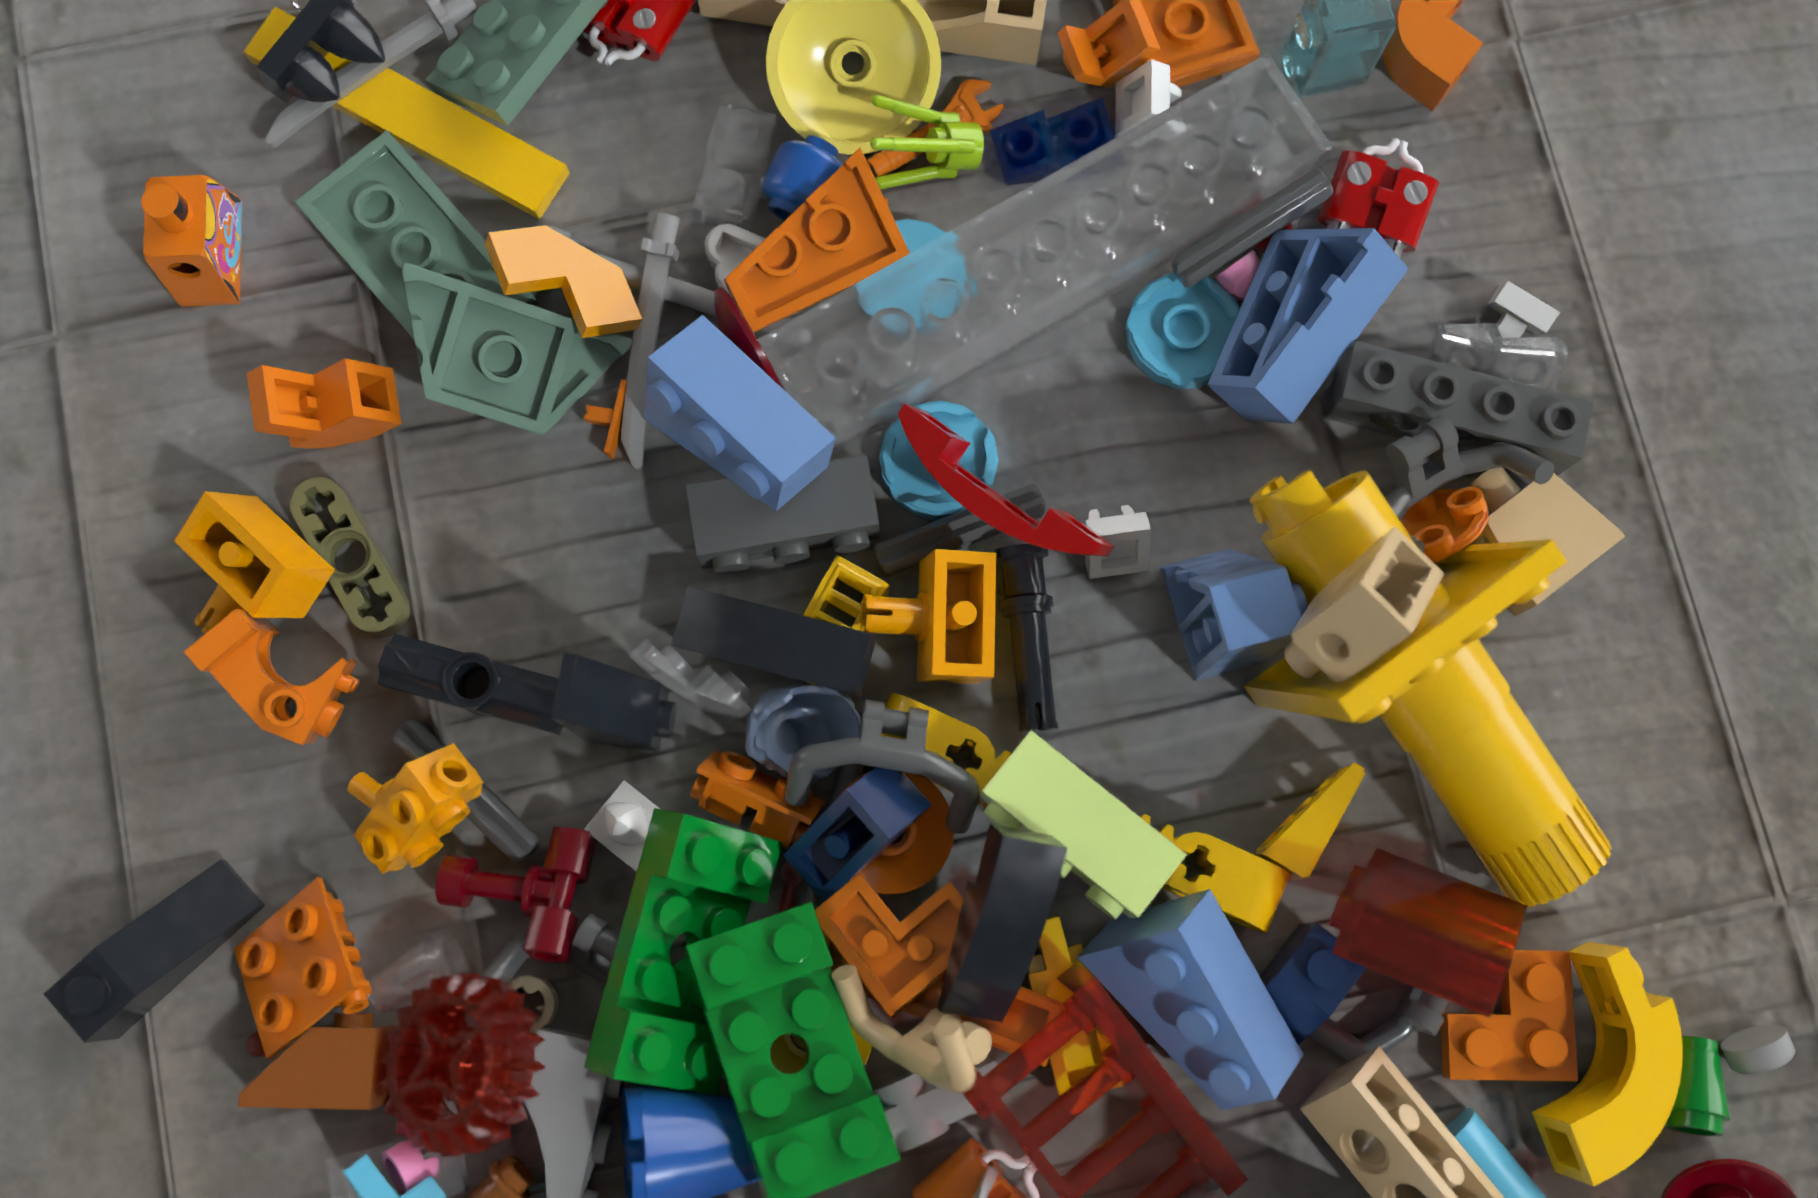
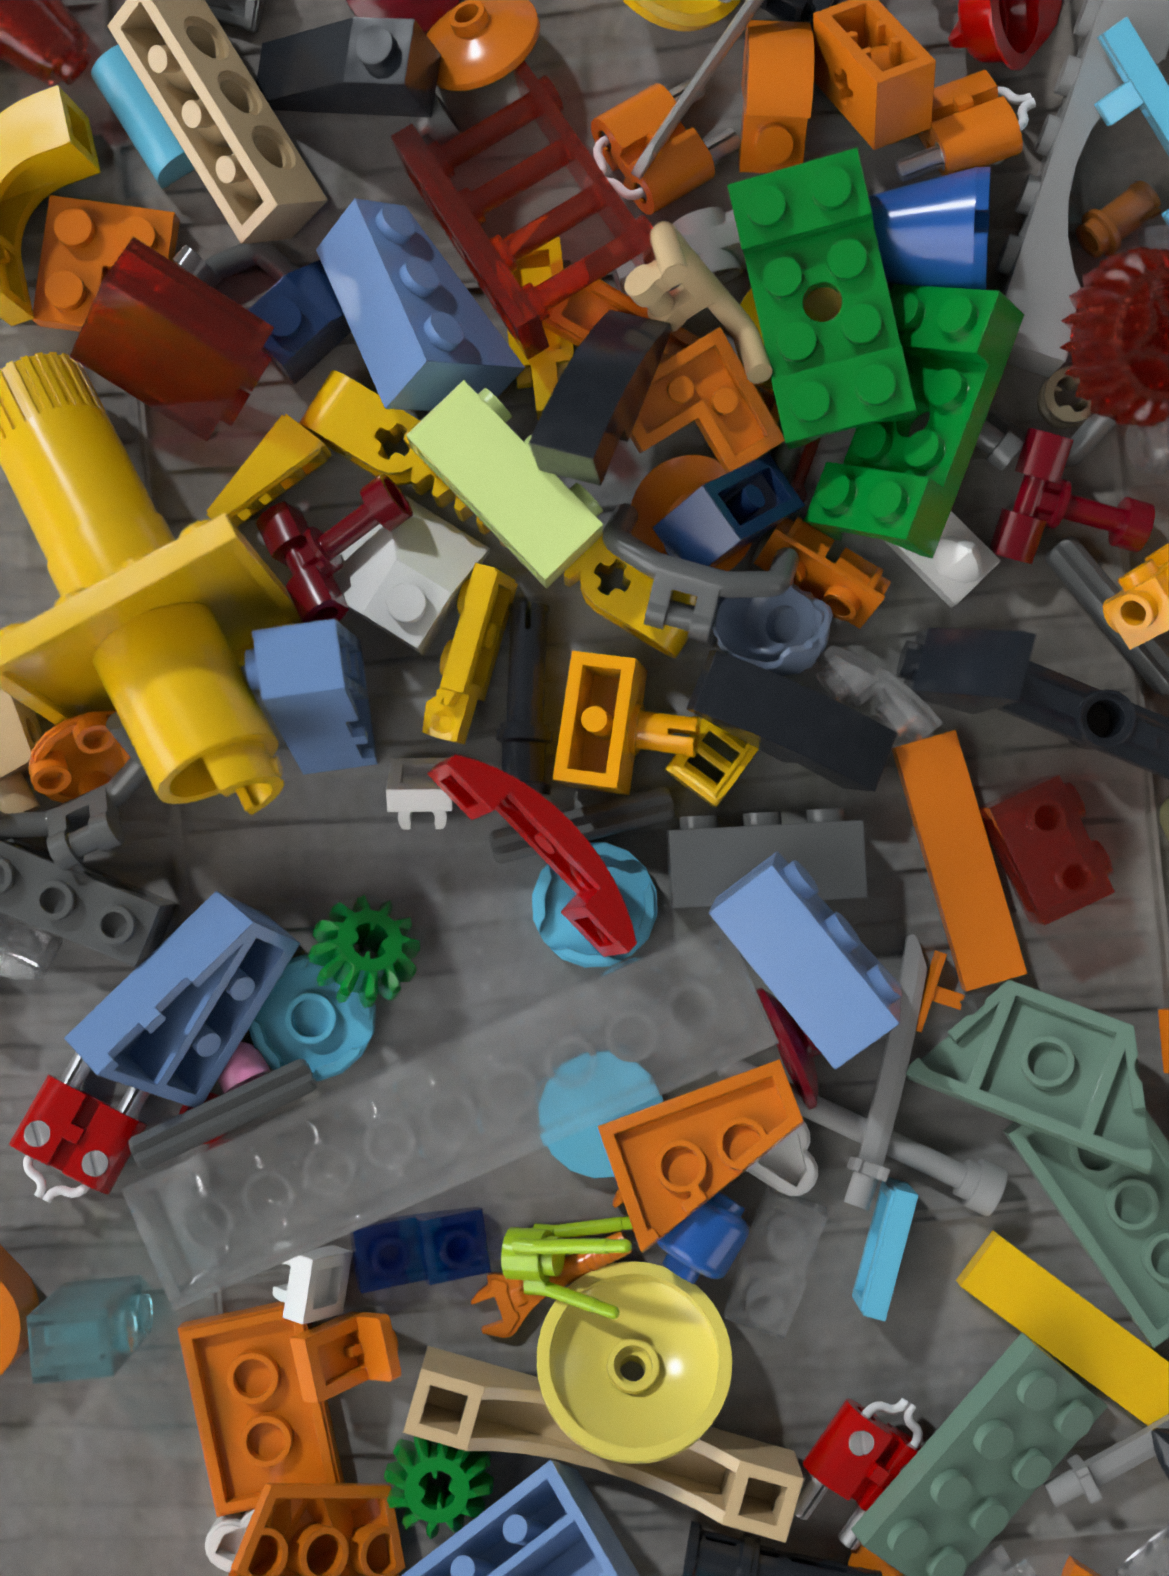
camera: 175 degrees left, 10 degrees up
(517, 556) = (1047, 849): none -> clear red brick
(546, 260) = (993, 1166): light orange tile -> none
(599, 540) = (959, 861): none -> orange tile
(637, 187) = (884, 1248): none -> medium azure tile
(1088, 673) = (471, 654): none -> yellow hinge
(1166, 748) = (409, 575): none -> white slope
(1167, 390) = (358, 973): none -> green gear
(1250, 747) = (315, 554): none -> dark red bar
(1364, 610) = (188, 632): tan torso -> none

